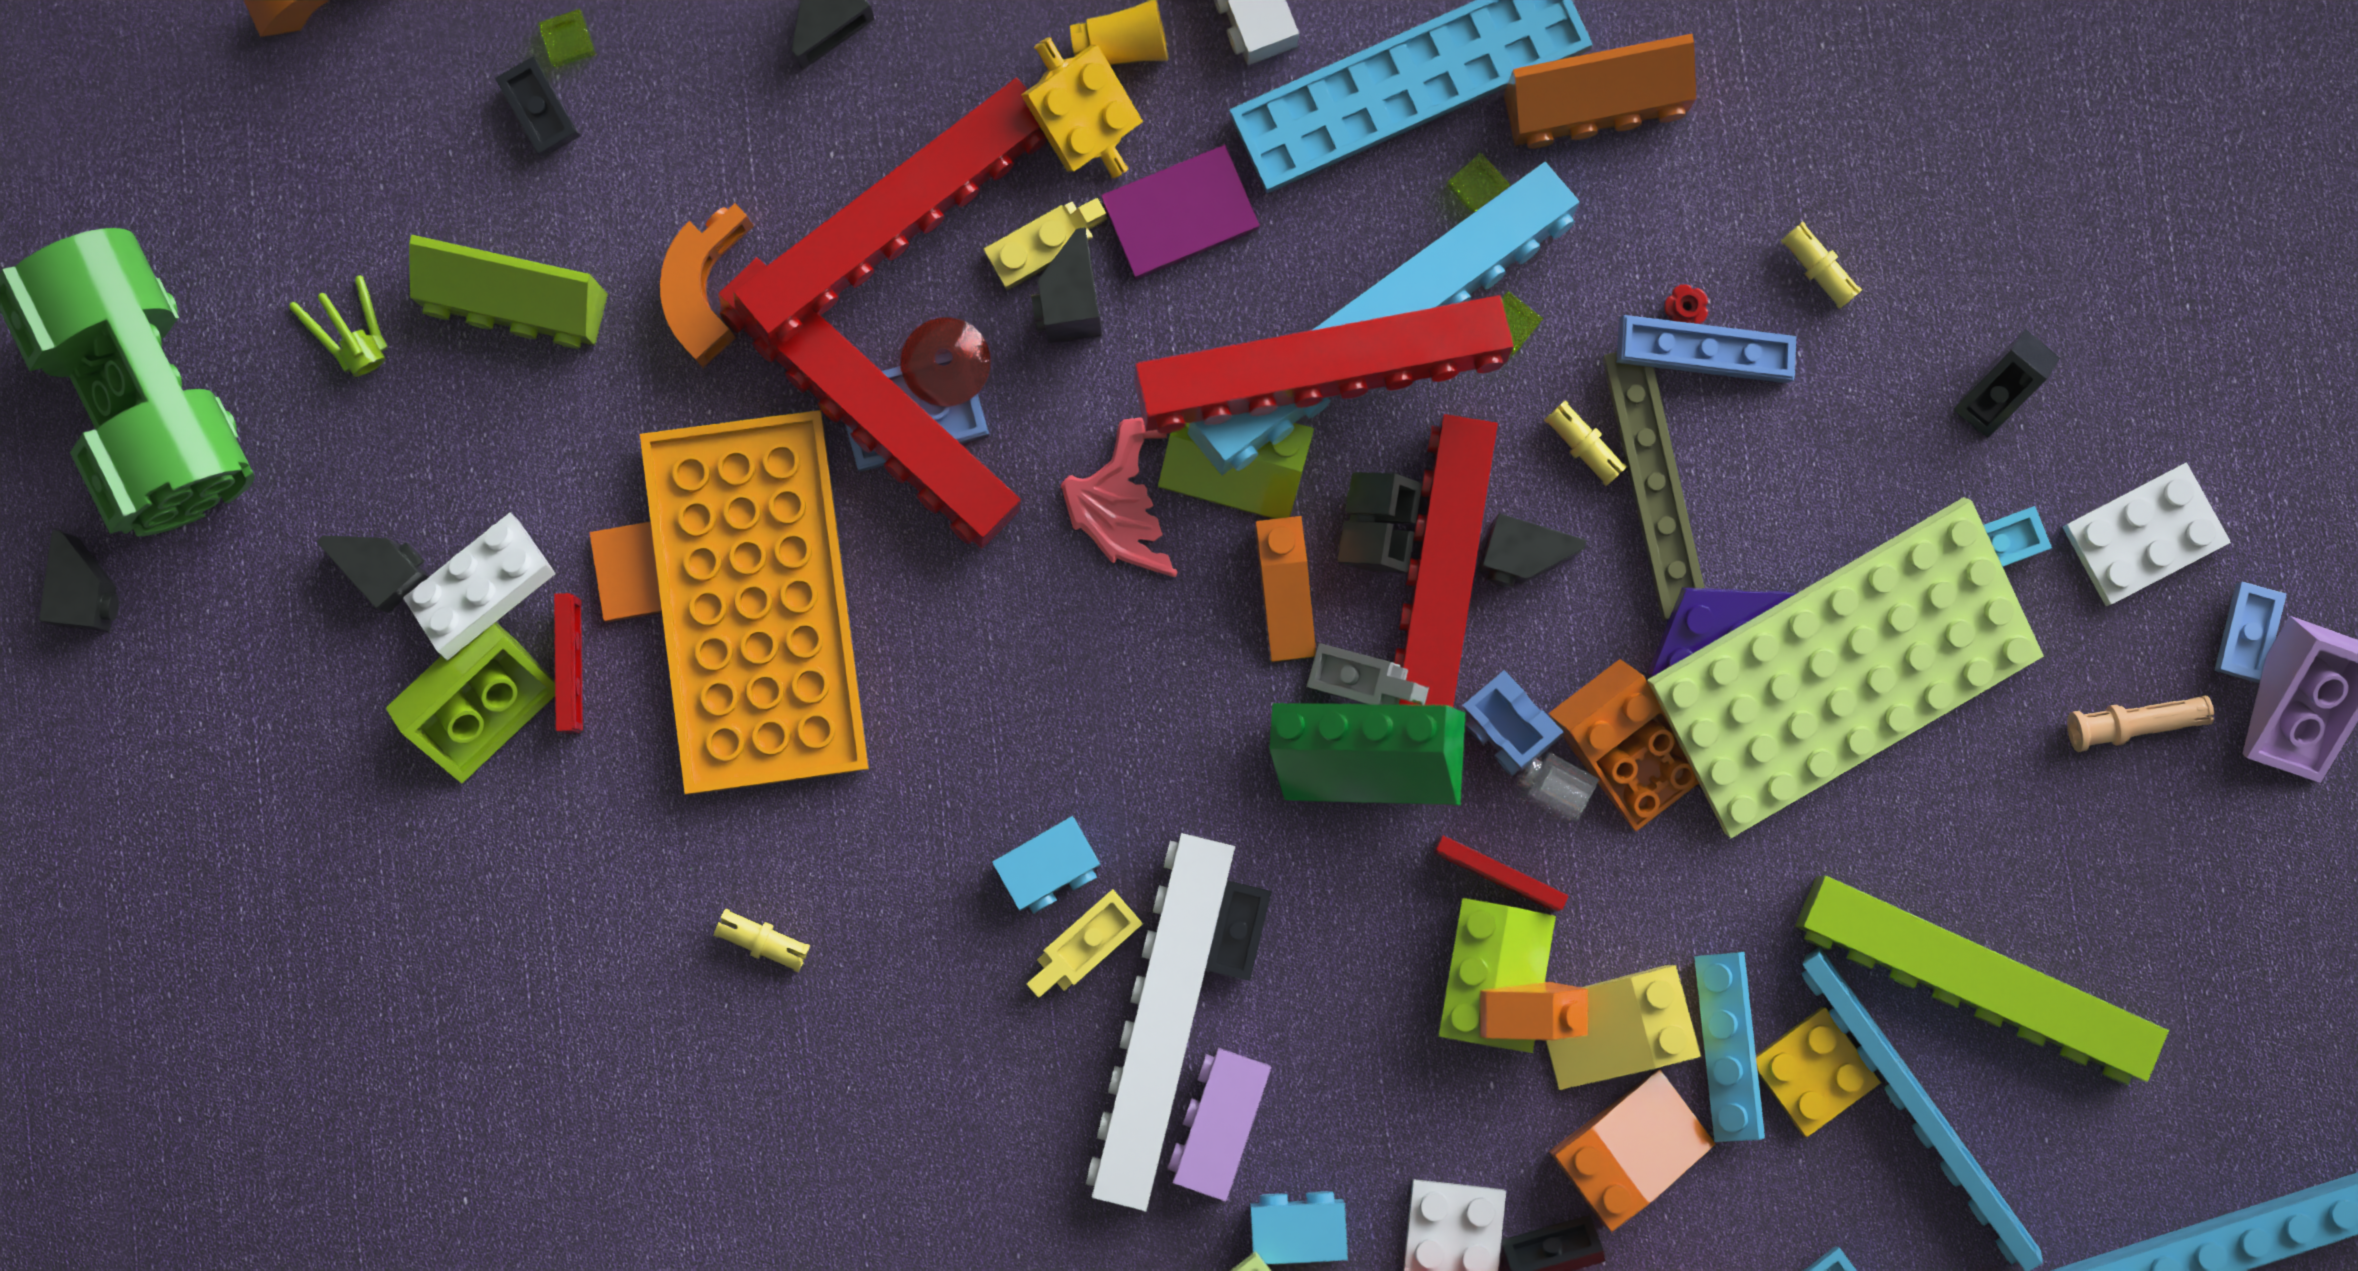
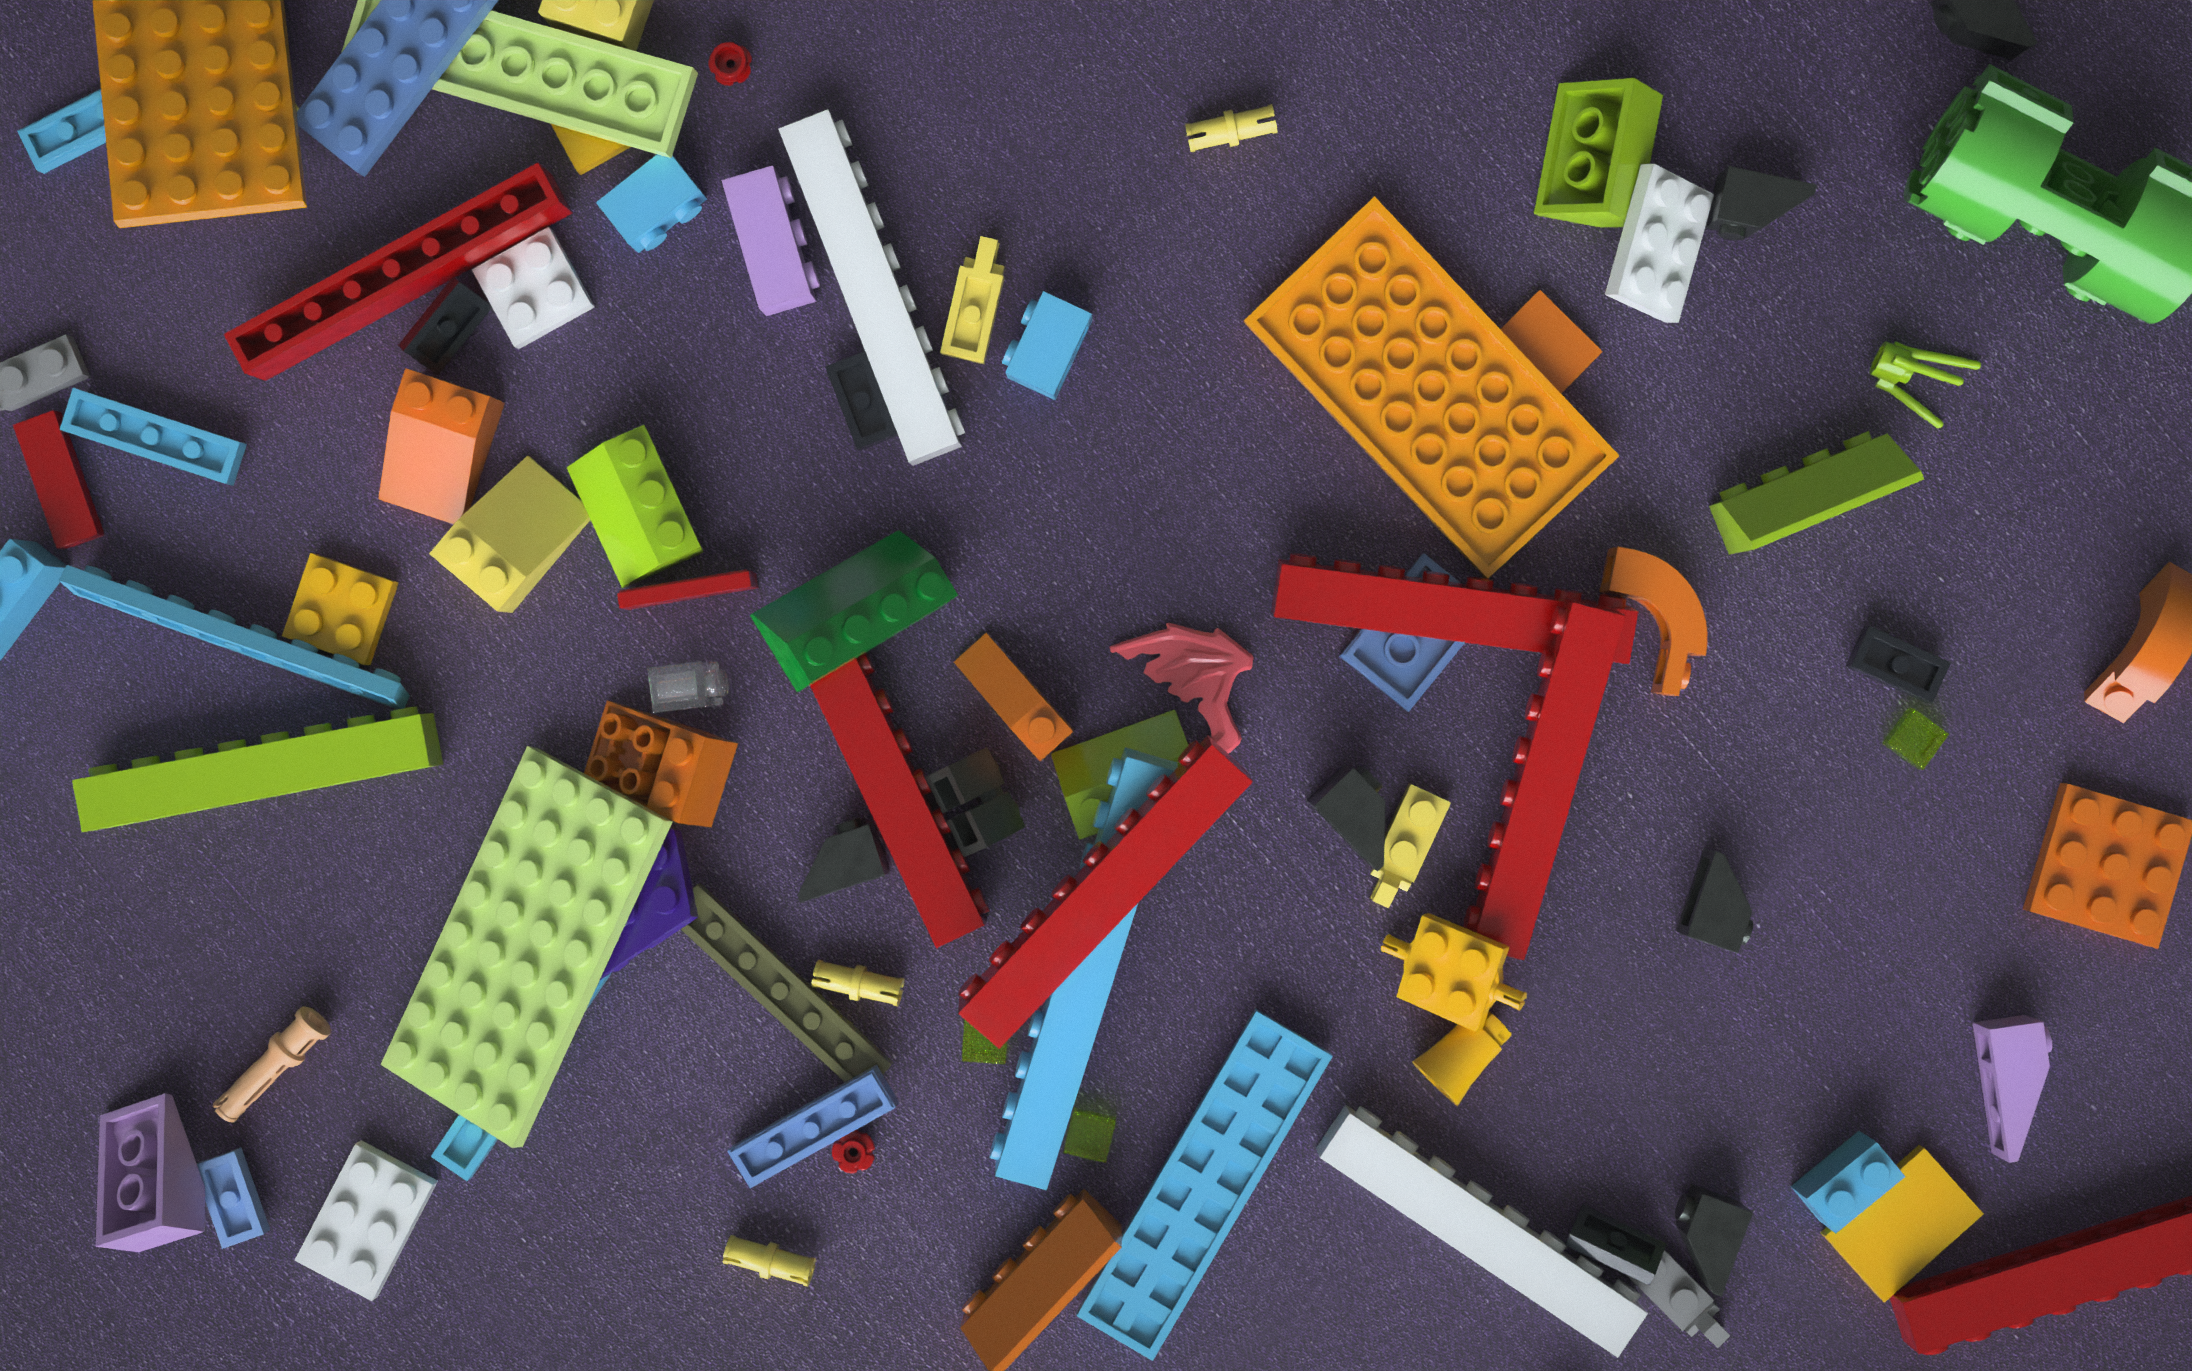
camera: 145 degrees right, 5 degrees up
(568, 663) = (1542, 234): red tile -> none
(950, 383) = (1392, 689): clear red dish -> none
(1180, 212) = (1314, 944): magenta tile -> none
(1362, 678) = (900, 666): light grey hinge -> none
(1510, 723) = (760, 715): medium blue cylinder -> none
(1534, 1012) = (581, 496): orange slope -> none
(1729, 1047) = (417, 581): medium azure plate -> none
(2007, 383) = (555, 1267): black slope -> none

